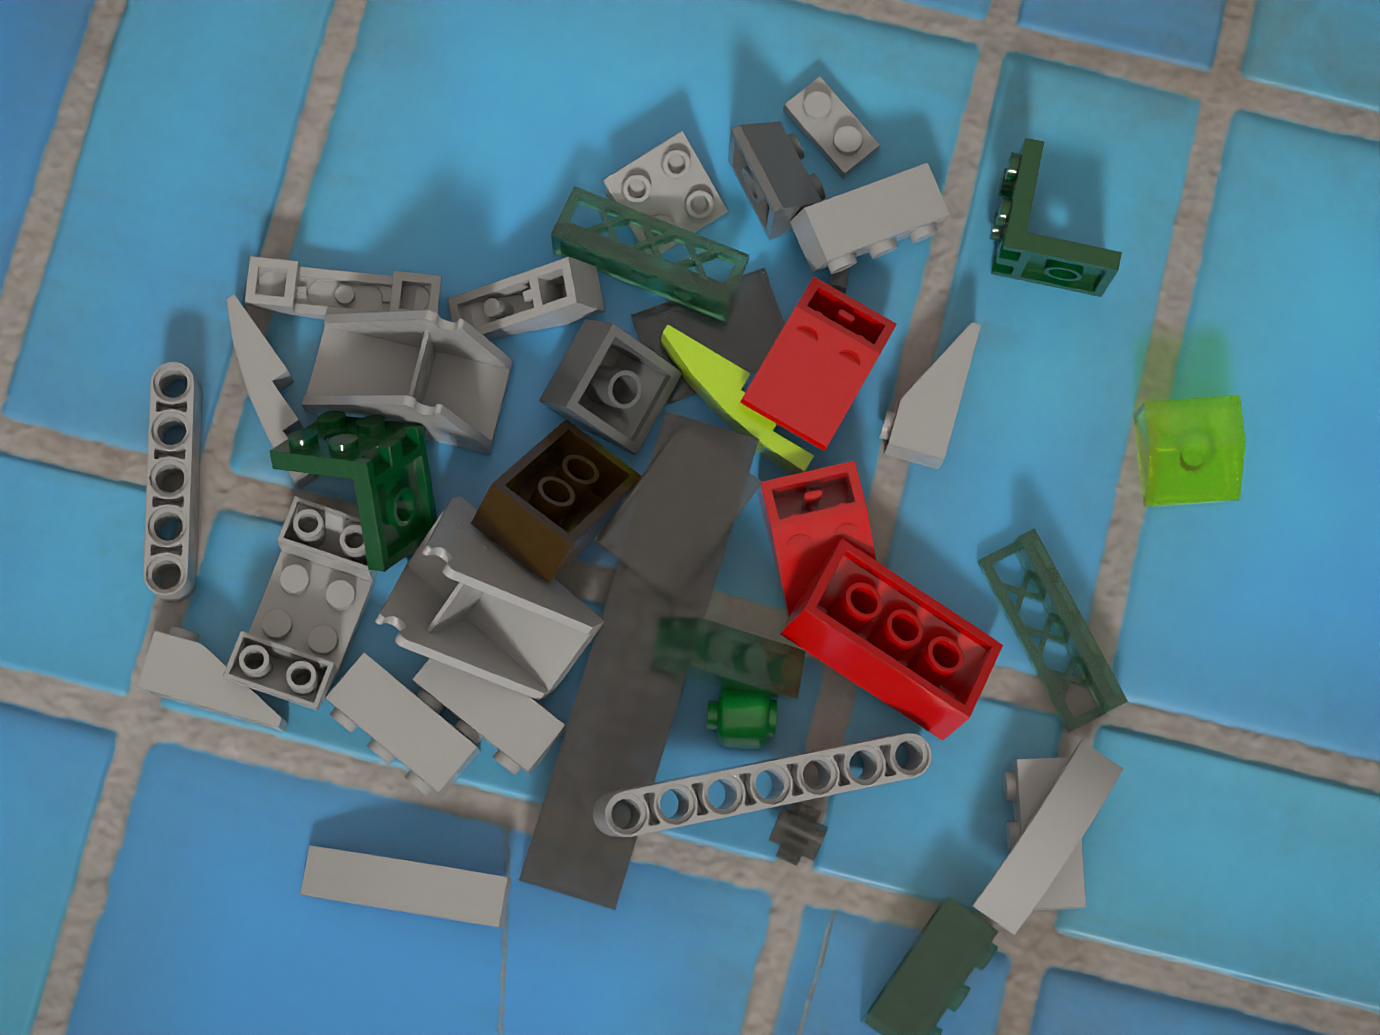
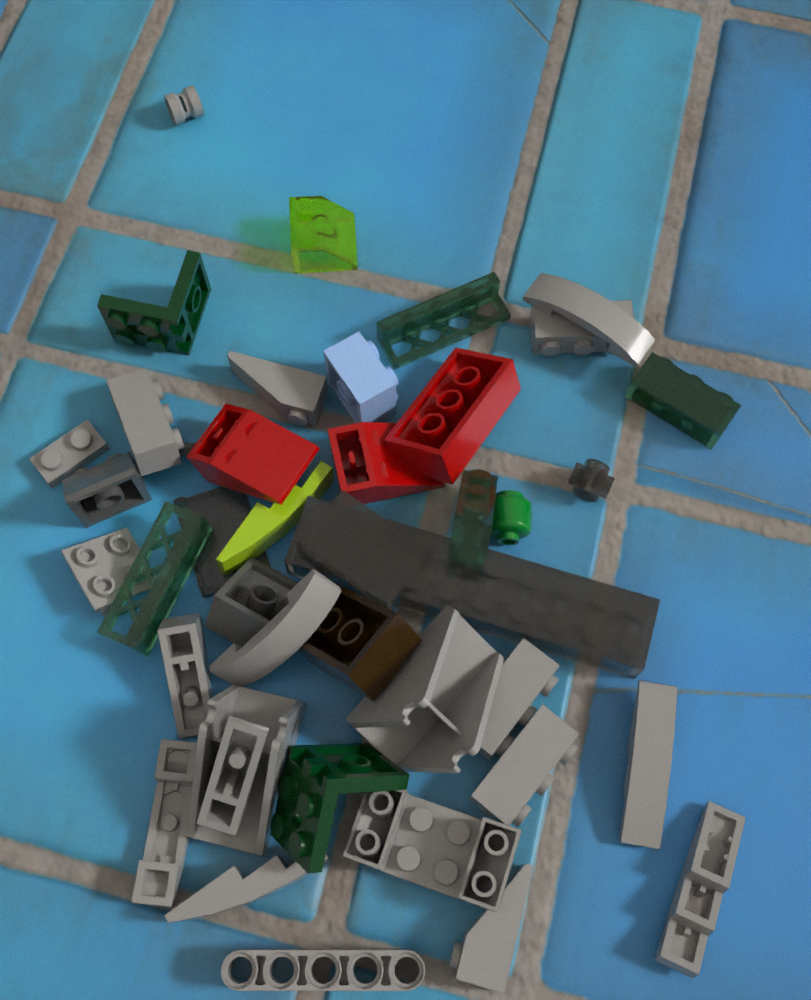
camera: 85 degrees left, 10 degrees down
(253, 944) = (700, 889): none -> light grey slope
(378, 357) = (233, 775): none -> light grey slope
(590, 438) = (282, 636): none -> light grey slope
(741, 790) = (566, 502): light grey beam -> none
(934, 507) = (361, 380): none -> light blue brick

